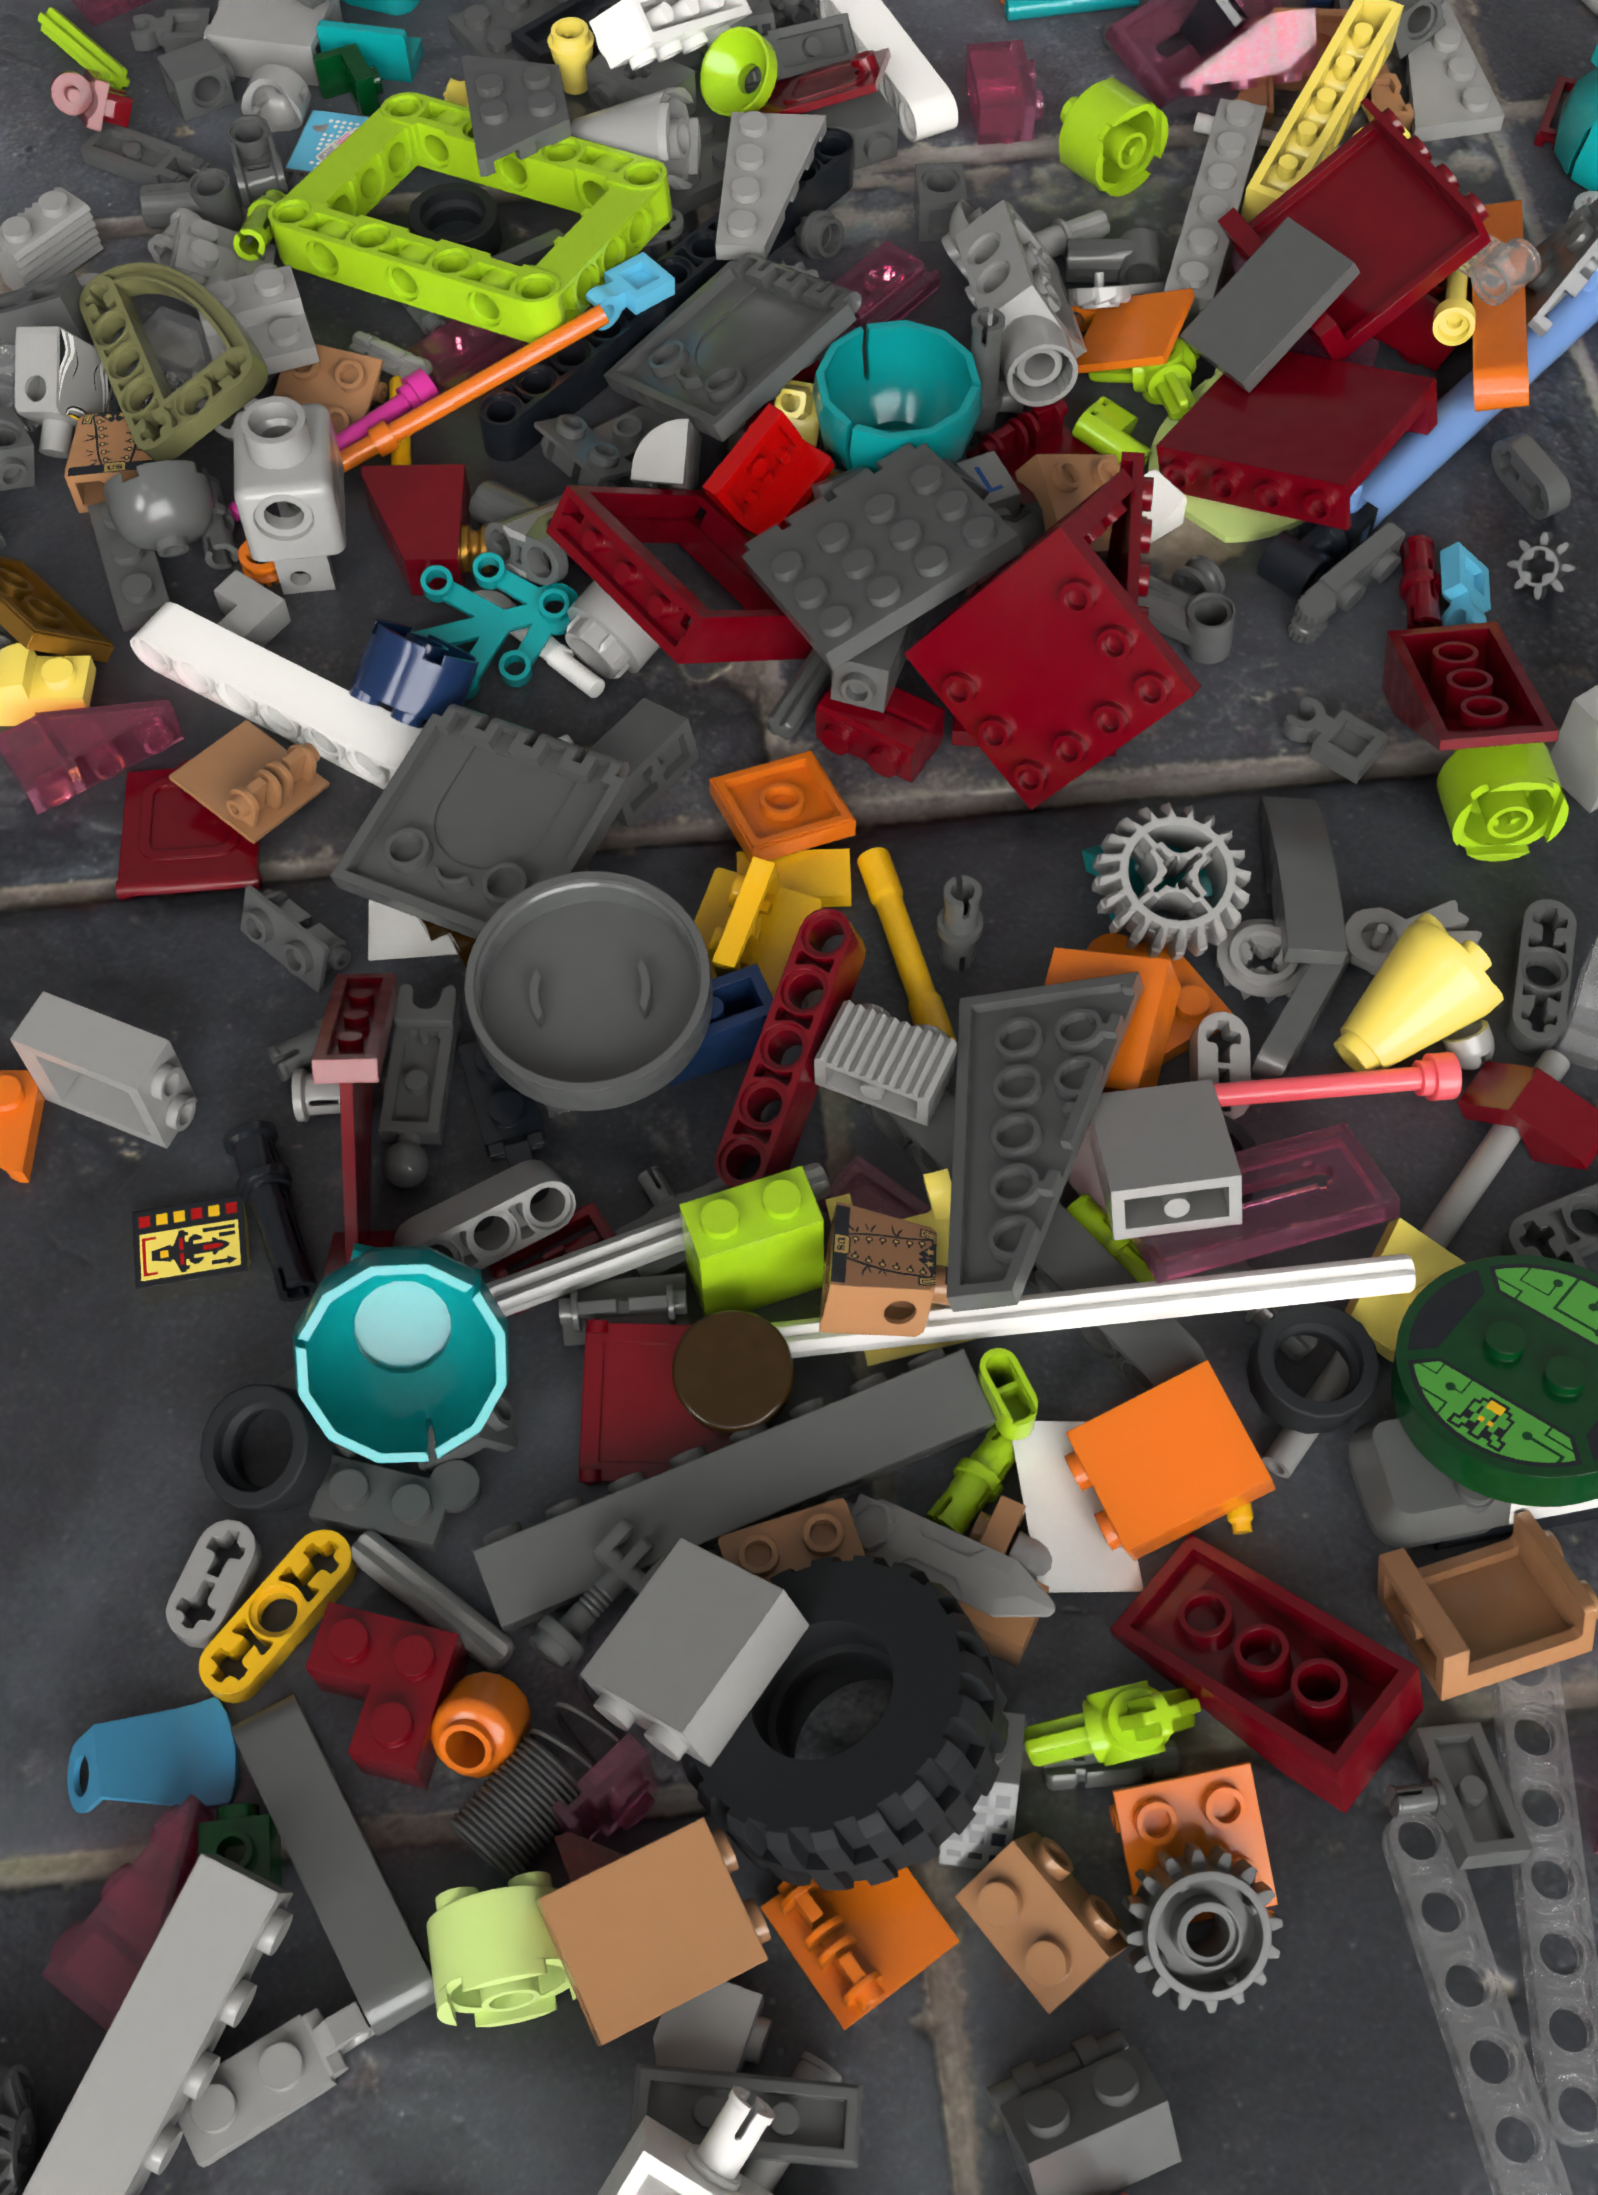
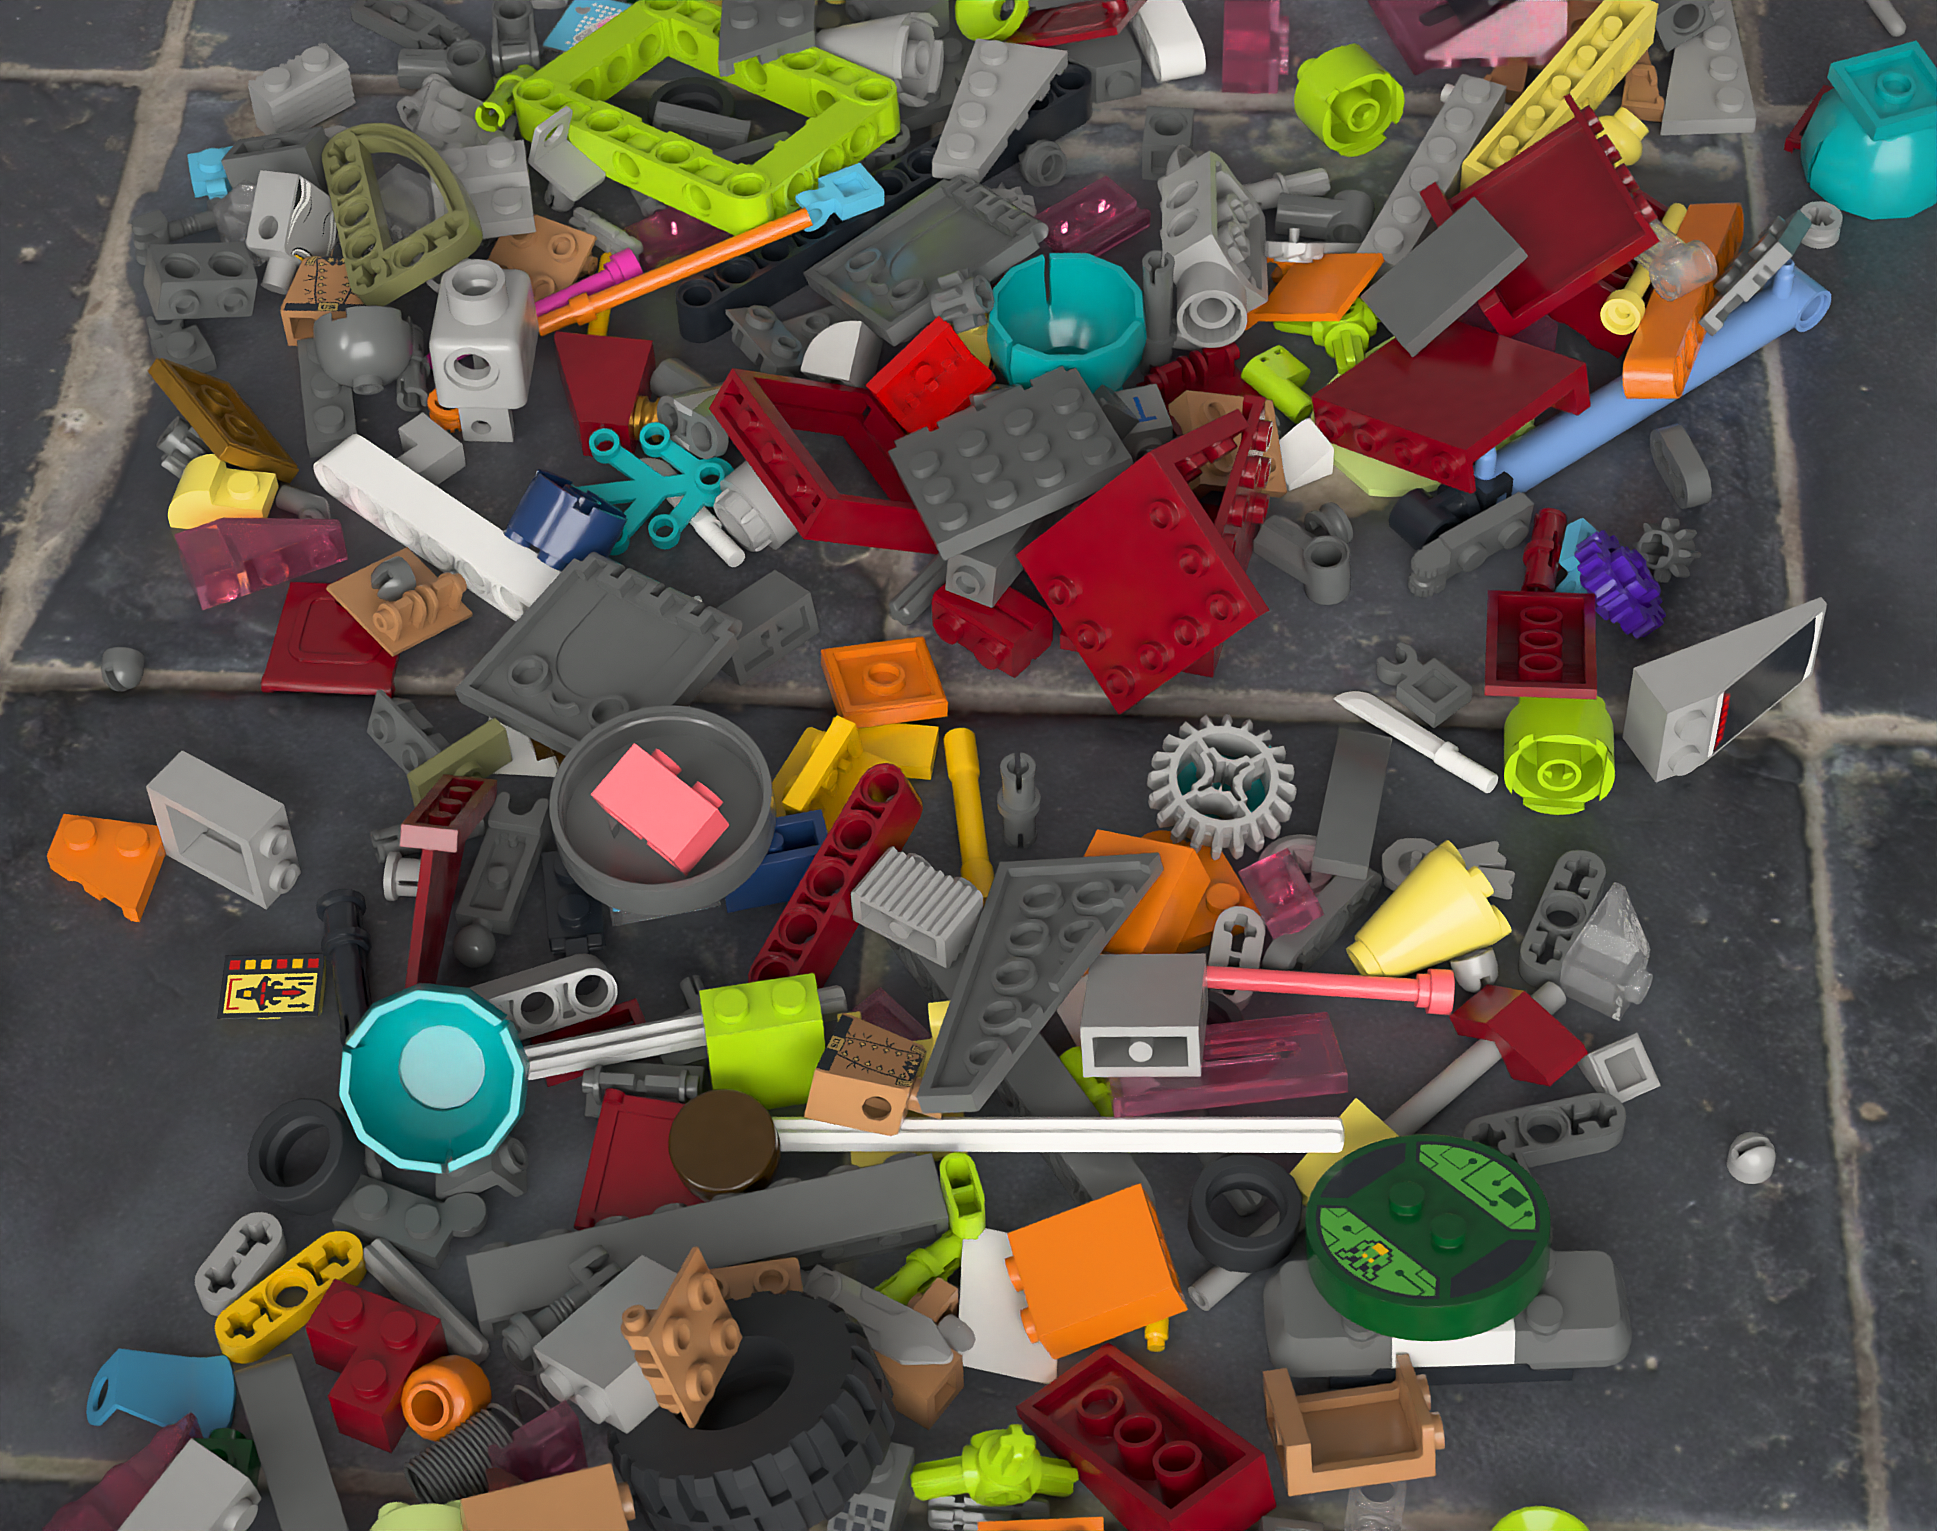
camera: 10 degrees right, 10 degrees down
(126, 684) = (302, 503): none -> dark grey arm
(240, 758) = (393, 579): none -> dark grey hinge
(338, 291) = (562, 164): none -> light grey bracket
(355, 952) = (472, 756): none -> olive plate
(471, 231) = (702, 127): none -> dark grey plate
(593, 993) = (661, 808): none -> coral piece
(766, 1668) = (685, 1340): none -> medium nougat hinge
(791, 383) = (962, 300): none -> dark grey gear
(1261, 993) = (1281, 894): none -> clear pink plate
(1344, 797) = (1404, 729): none -> white piece
(1516, 605) = (1620, 584): none -> dark purple gear

